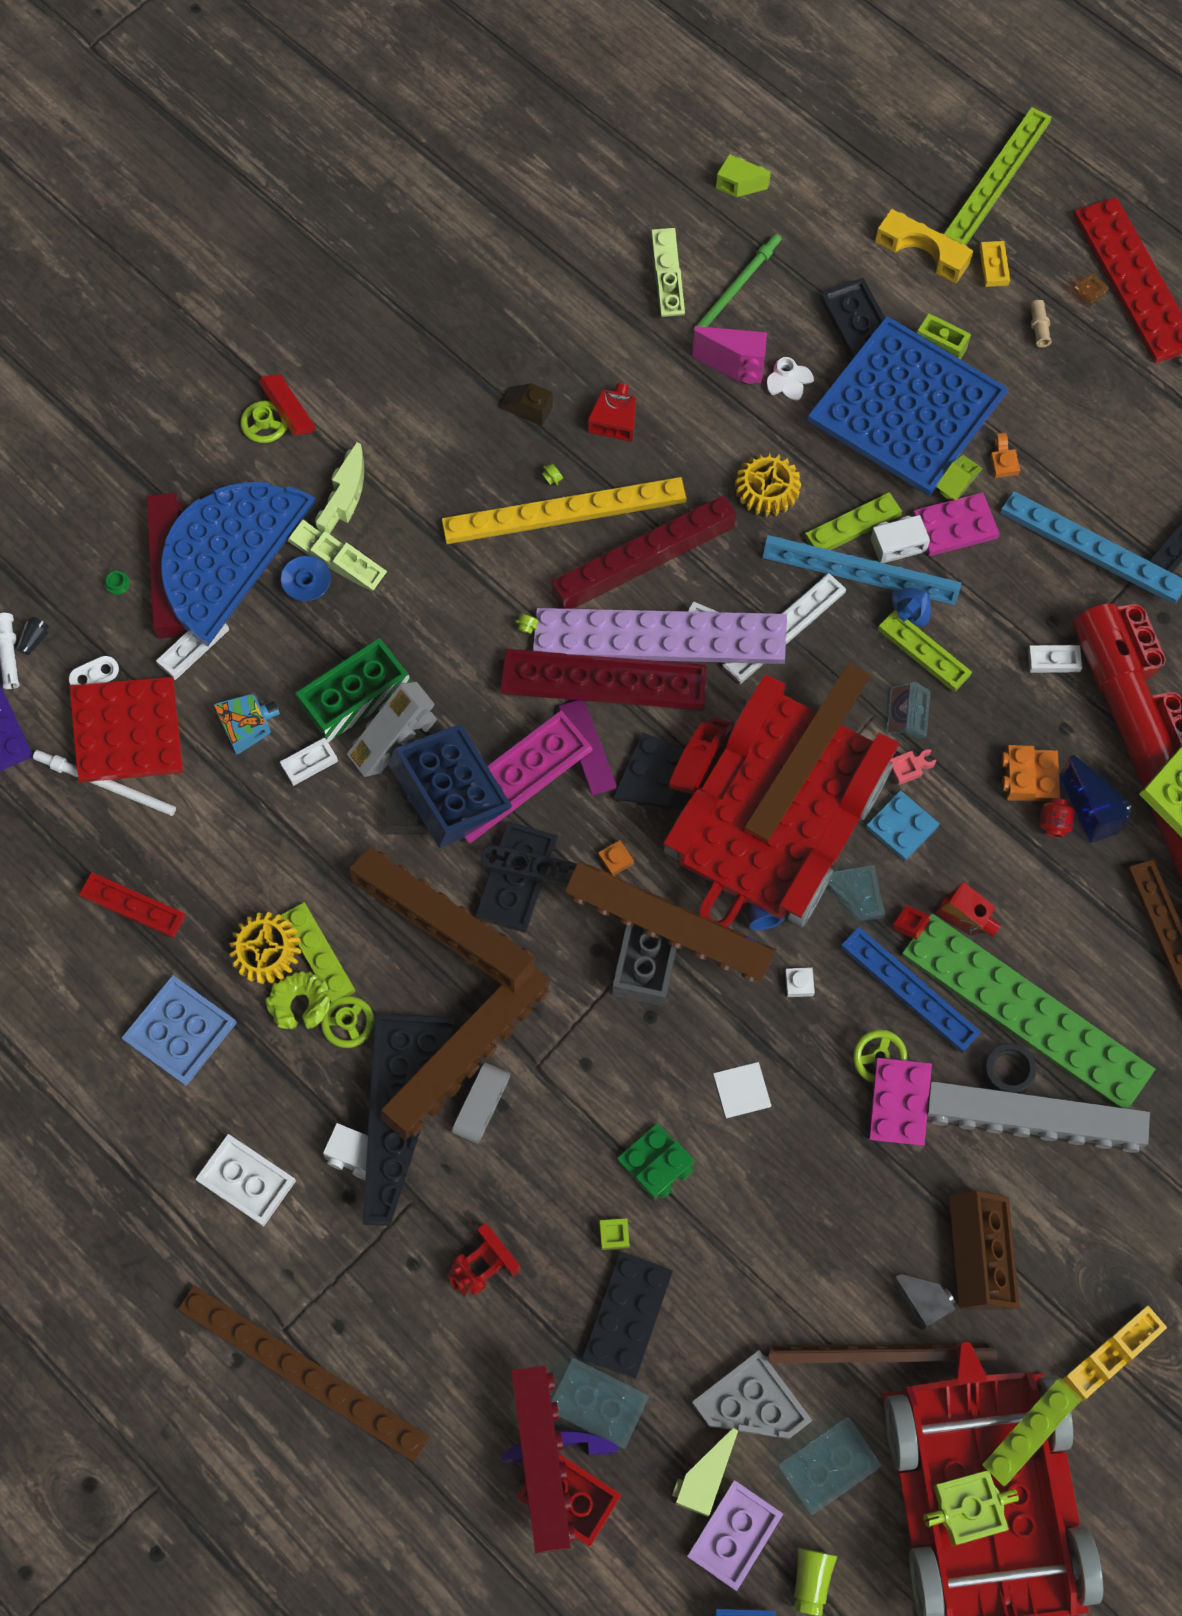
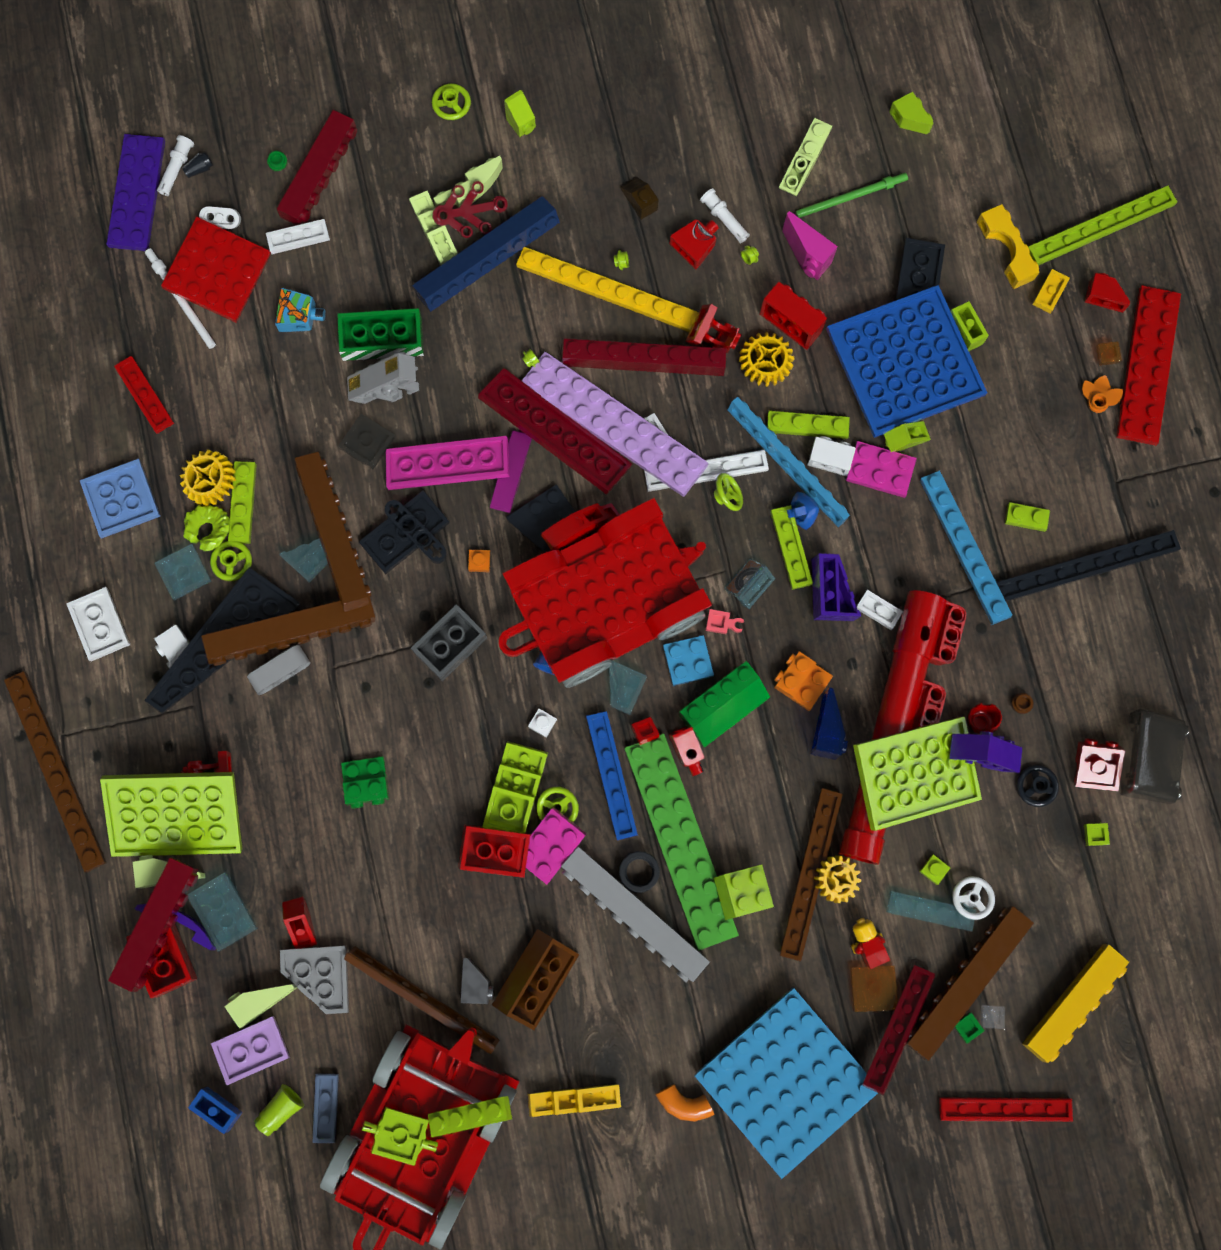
camera: 30 degrees right, 10 degrees up
(224, 548) = (358, 180): blue plate -> none
(287, 404) = (473, 98): red tile -> none
(303, 1065) = (182, 572): none -> clear light blue plate
(304, 569) = (402, 226): blue dish -> none
(309, 761) = (320, 366): white plate -> none
(349, 391) = (519, 114): none -> lime slope
(358, 515) = (466, 210): none -> dark red plant
(408, 547) = (486, 253): none -> dark blue brick
(431, 968) = (306, 559): none -> clear light blue wing
(448, 784) = (397, 440): dark blue slope -> none
(474, 1328) = (171, 814): none -> lime plate
(492, 1409) = (148, 871): none -> yellowish green slope
(614, 1234) = (305, 811): lime plate -> none
(616, 369) = (719, 209): none -> white pin
(627, 1315) = (279, 868): black plate -> none
(671, 921) = (474, 629): reddish brown brick -> none
(678, 396) = (750, 255): none -> lime plate
(692, 1358) = (299, 923): none -> red slope
(711, 485) = (726, 338): none -> red tile
(742, 1090) = (455, 770): white sticker -> none
(766, 426) = (793, 315): none -> red brick
(789, 381) = (837, 292): white plate -> none
(807, 753) = (648, 570): reddish brown tile -> none
(821, 1068) = (515, 788): none -> lime slope
(823, 635) = (726, 493): none -> lime piece
(829, 1466) = (339, 1048): clear light blue plate -> none
(846, 1144) = (493, 851): none -> red slope
(860, 1544) = (325, 1108): none -> sand blue tile
(972, 842) = (725, 704): none -> green slope
(996, 667) = (831, 590): none -> dark purple wedge
(1003, 460) = (950, 443): orange plate -> none
(1040, 323) = (1051, 356): tan pin -> none
(1048, 235) = (1106, 293): none -> red slope
(1057, 818) = (796, 723): red head -> none
(1109, 330) = (1101, 392): none -> orange plate
(1128, 485) = (1027, 517): none -> lime plate
(1130, 1019) = (743, 892): none -> lime brick

